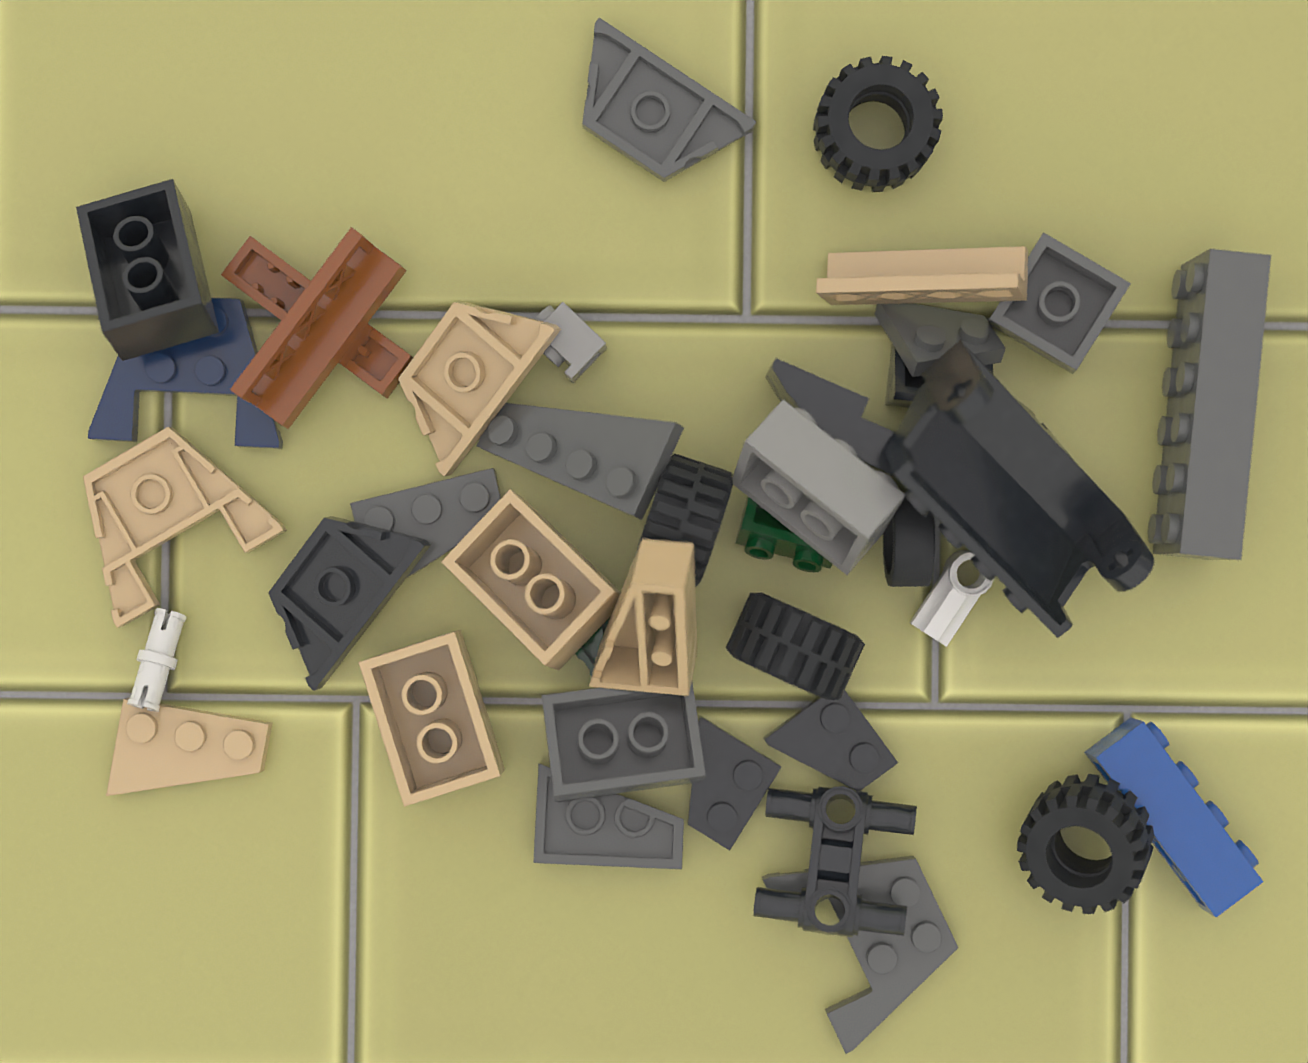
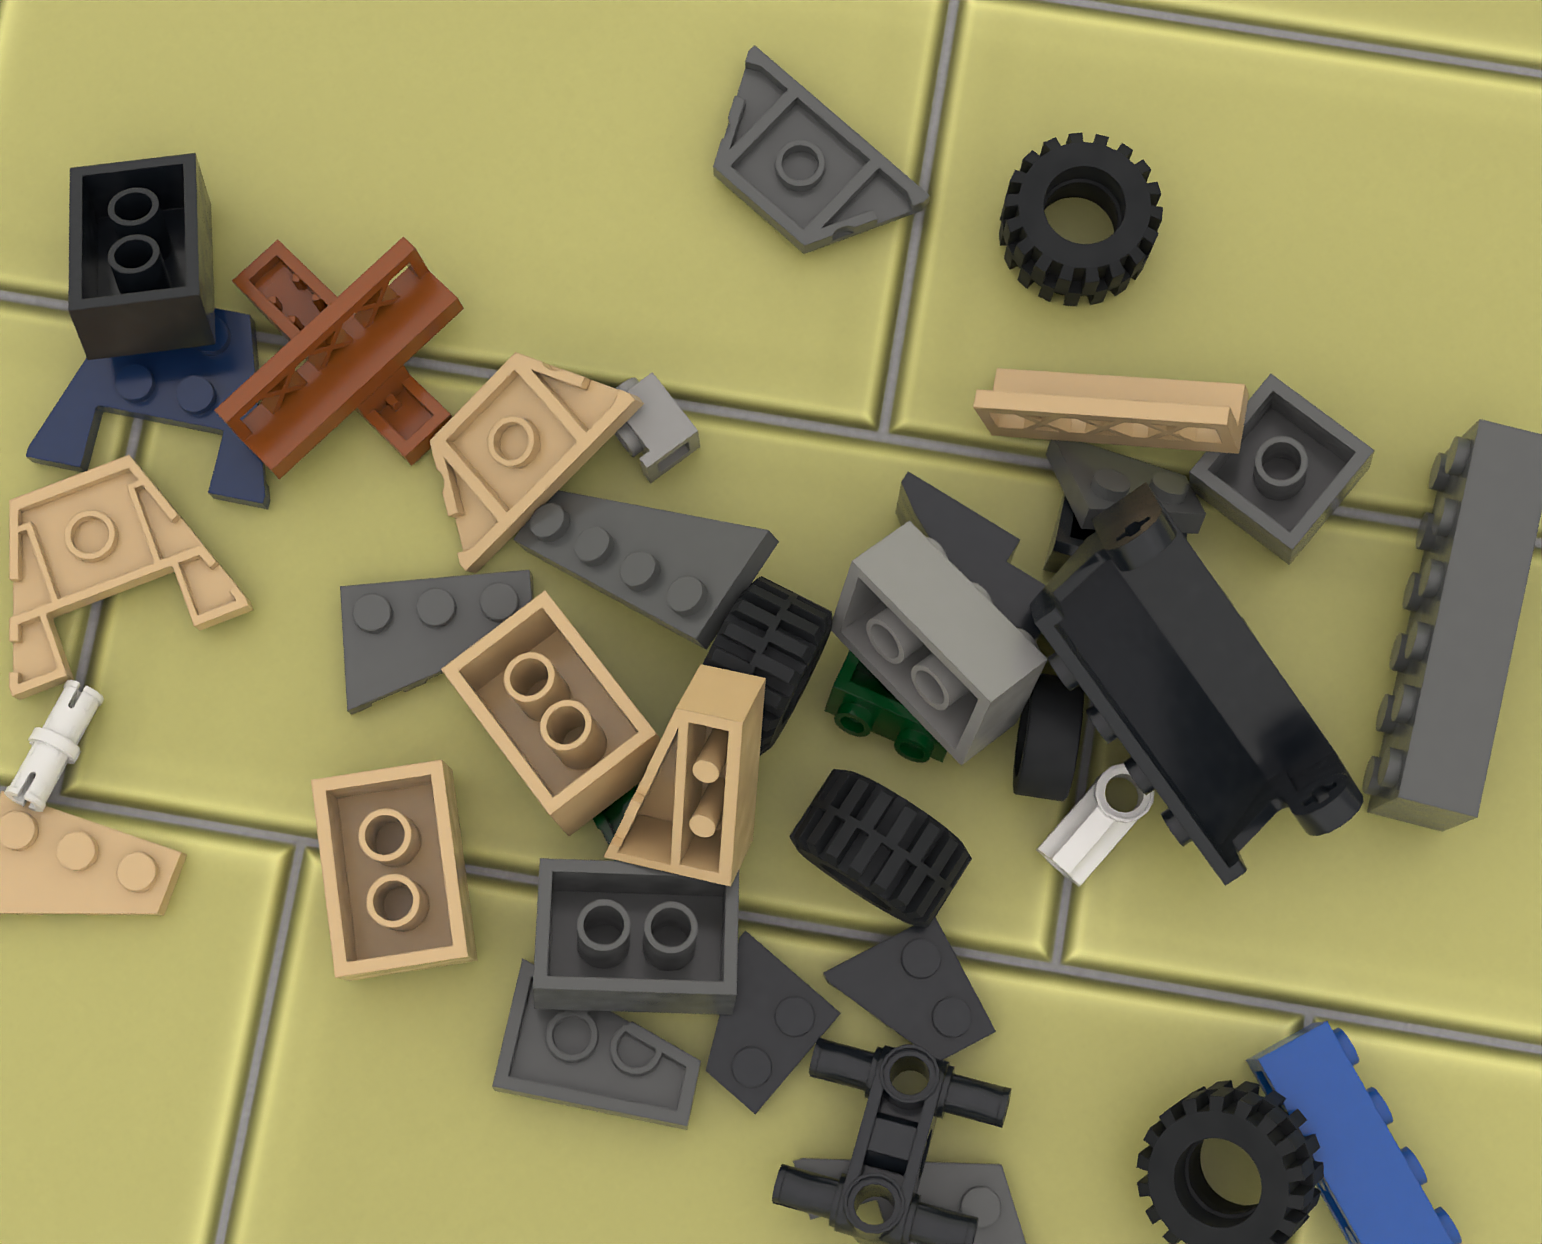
camera: 15 degrees right, 10 degrees down
(340, 588) = (305, 691): black wing -> none

